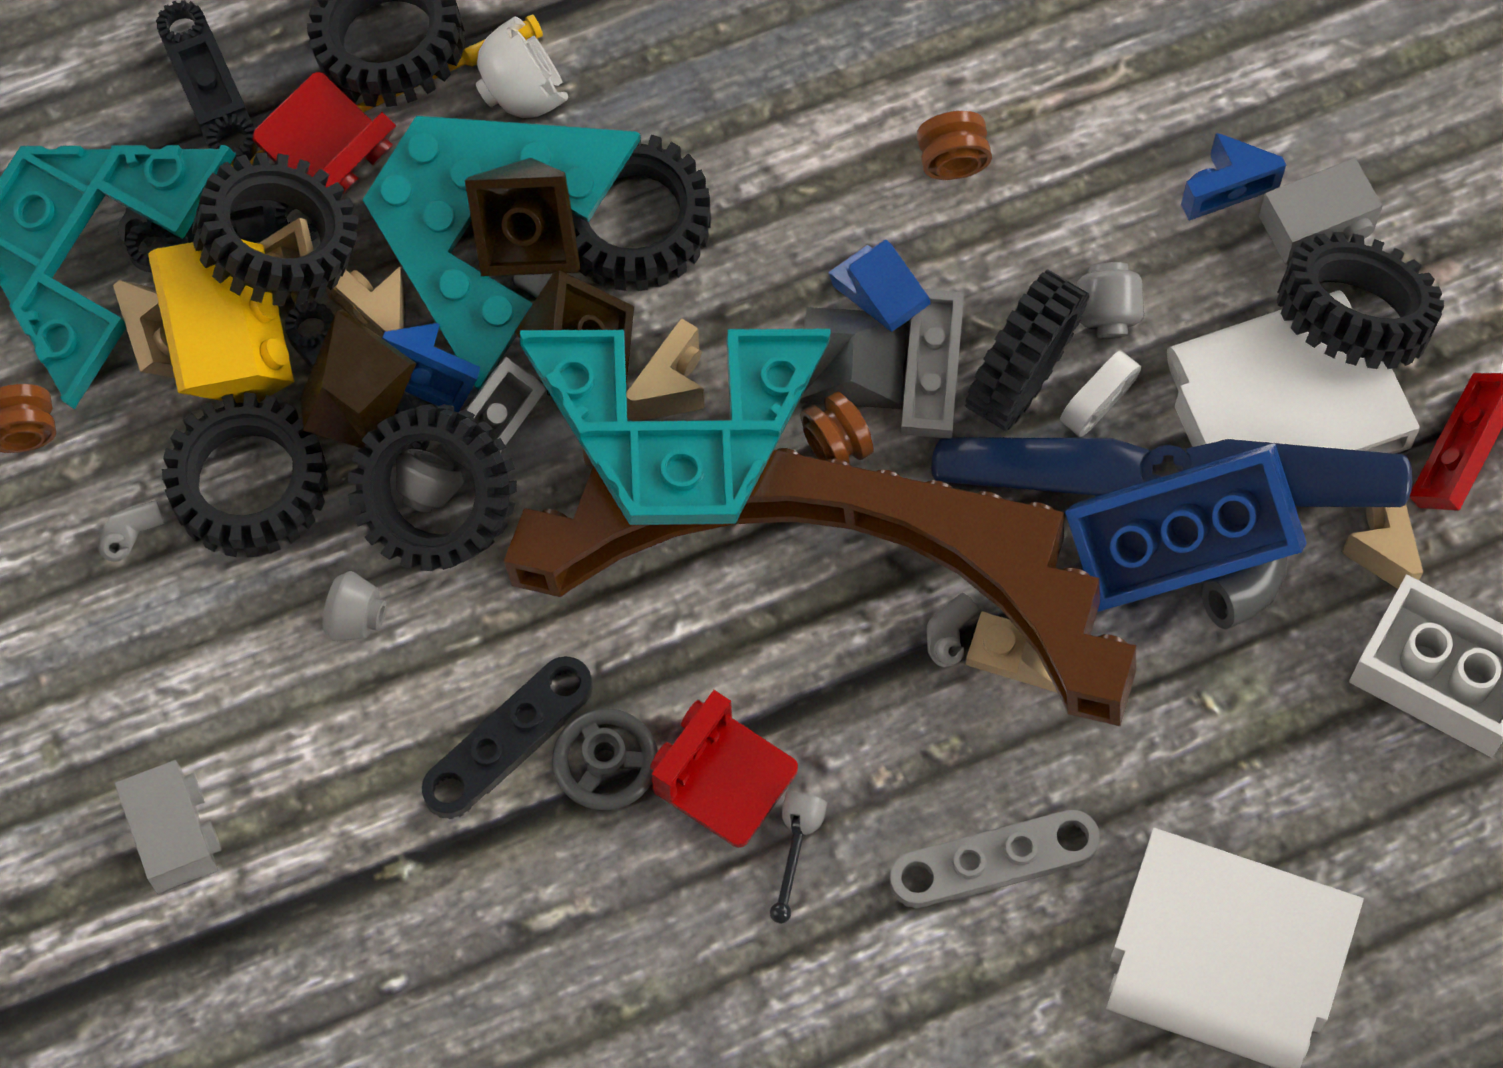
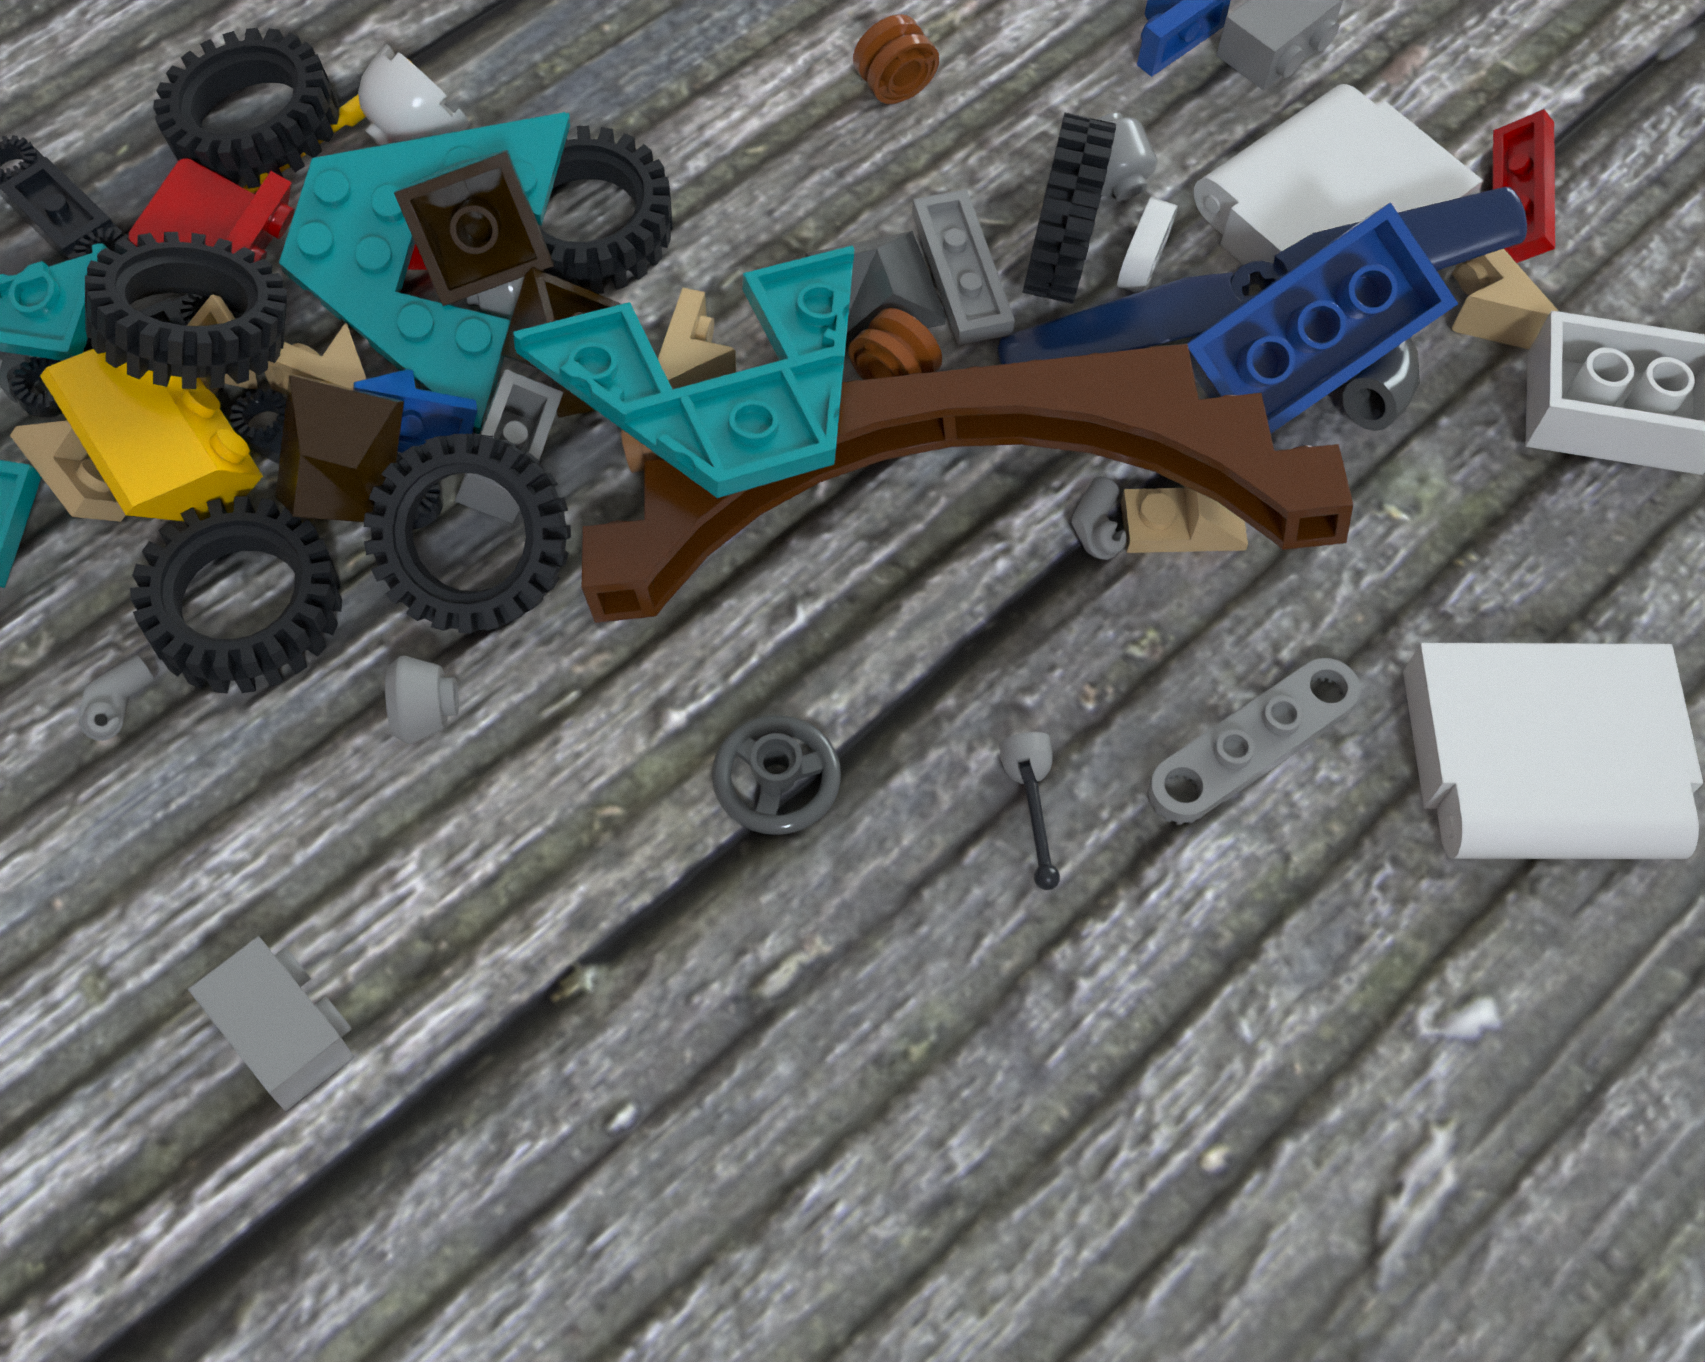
camera: 25 degrees left, 5 degrees down
(426, 479) = (455, 536): light grey cone -> none
(507, 737) = (652, 788): black plate -> none
(721, 772) = (918, 743): red bracket -> none
(880, 285) = (878, 201): blue slope -> none
(1347, 329) = (1368, 82): black tyre -> none

